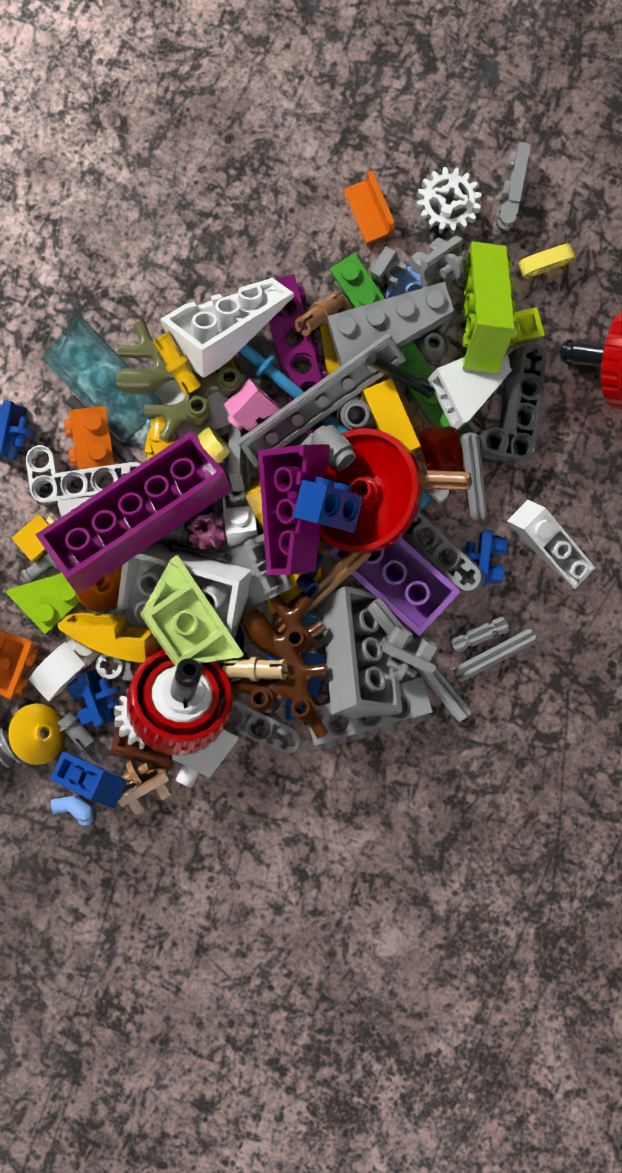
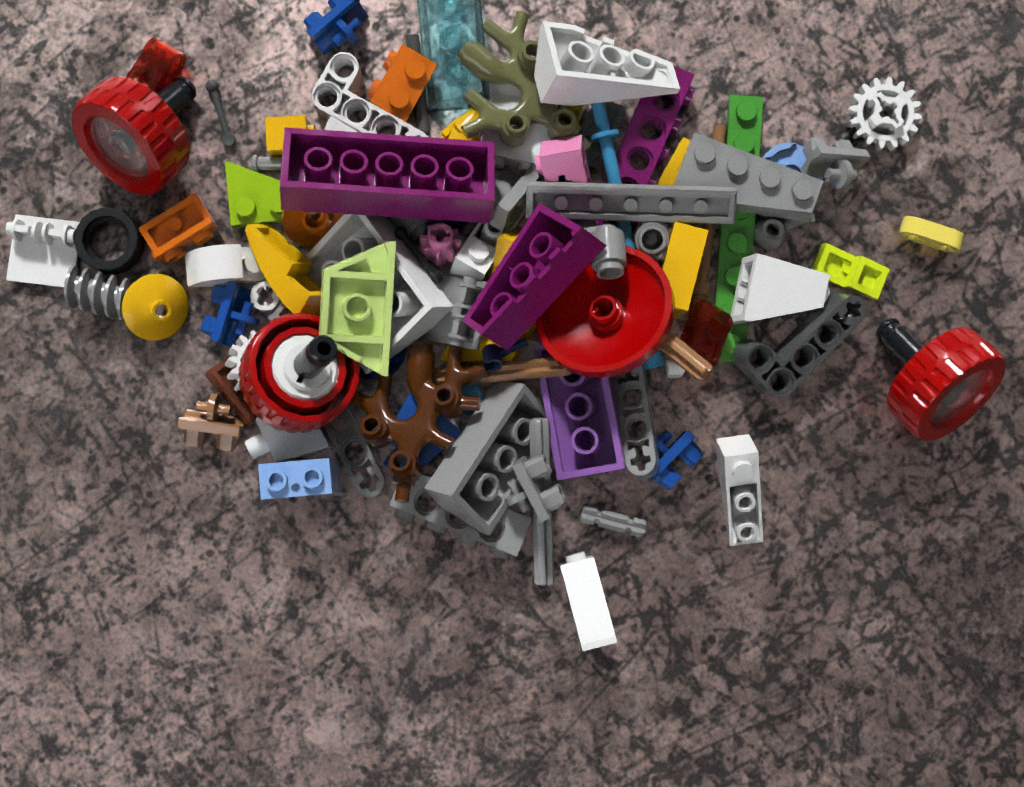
camera: 40 degrees right, 0 degrees up
(76, 731) = (191, 333): light grey pin -> none
(76, 806) = (141, 397): light blue arm -> none
(88, 779) = (167, 381): blue brick -> none
(176, 363) = (527, 71): yellow pin -> none
(214, 444) = (505, 169): light yellow beam -> none
(227, 783) = (300, 478): none -> light blue window
(256, 668) = (388, 396): tan pin -> none
(318, 313) = (686, 125): medium nougat pin -> none
(328, 504) = (562, 298): blue brick -> none
(370, 209) = (806, 69): orange panel -> none
(385, 266) = (780, 130): light grey tile -> none
(400, 375) = (718, 234): black bar -> none
(473, 465) = (722, 368): light grey axle -> none
(487, 307) = (844, 234): lime wedge -> none
(495, 655) = (613, 550): light grey axle -> none
(506, 705) = (587, 601): none -> white slope
(513, 189) = (950, 146): light grey hinge -> none

